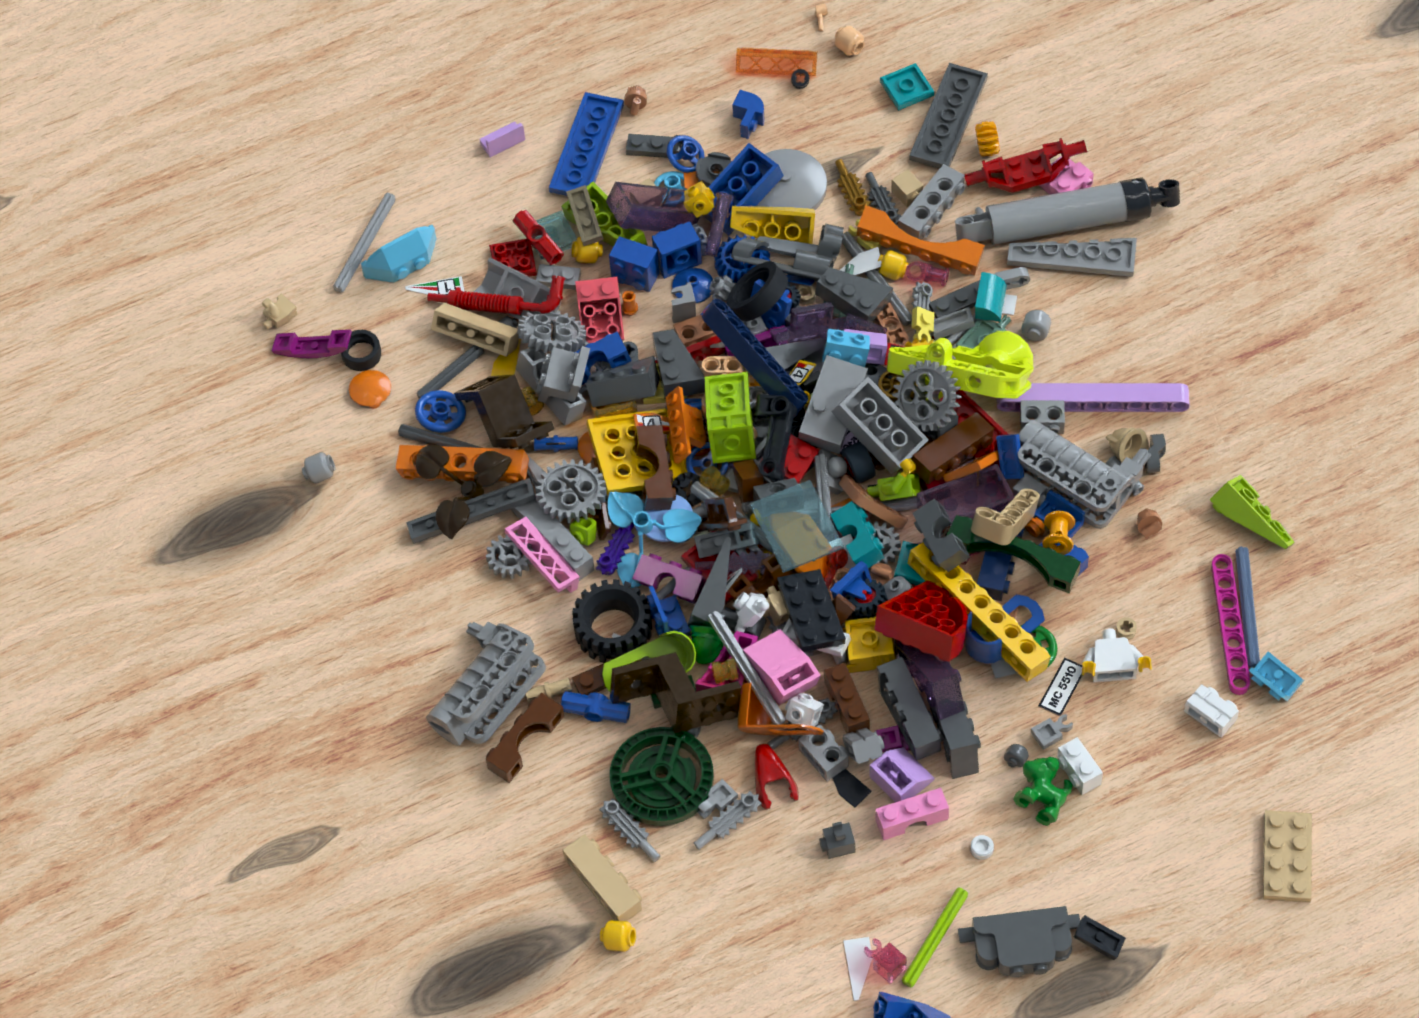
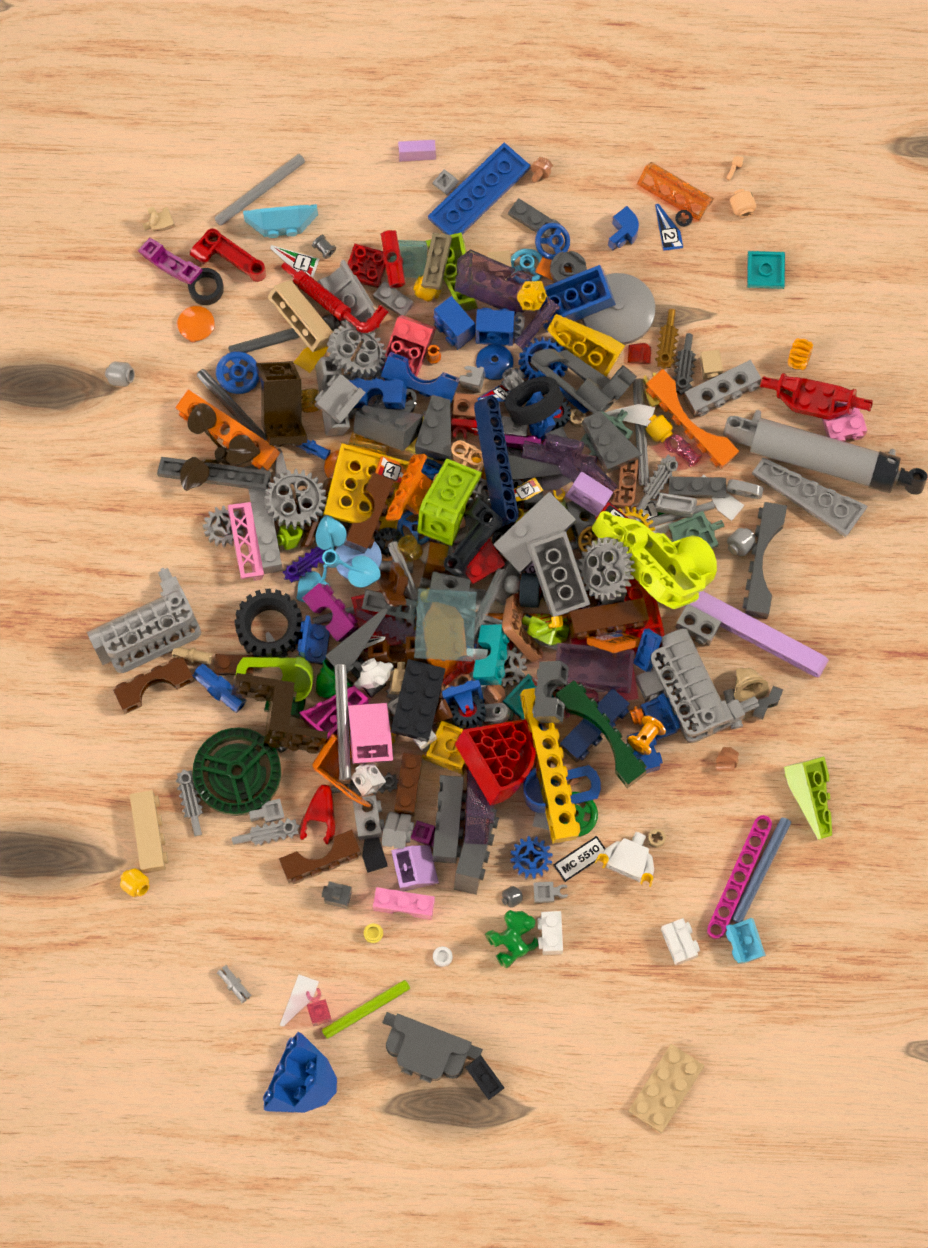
camera: 25 degrees right, 15 degrees up
(368, 308) = (204, 250): none -> red piece
(460, 261) = (324, 246): none -> dark grey bush
(547, 152) = (445, 182): none -> light grey tile
(601, 326) = (398, 368): none -> blue arch
(724, 671) = (324, 716): clear yellow wheel -> none
(780, 834) = (343, 849): none -> reddish brown arch
(782, 982) = (234, 984): none -> light grey pin
(794, 100) = (669, 233): none -> sticker
(831, 212) = (639, 353): none -> clear red slope
(847, 346) = (571, 490): medium azure bracket -> none
(897, 860) = (373, 933): none -> light yellow plate
(923, 323) = (651, 494): light yellow plate -> none
(948, 116) = (783, 315): dark grey plate -> none
(990, 297) = (716, 500): teal brick -> none
(1005, 526) = (600, 712): tan beam -> none
(1013, 707) = (522, 858): none -> blue gear
(1084, 363) = (759, 596): none -> dark grey arch

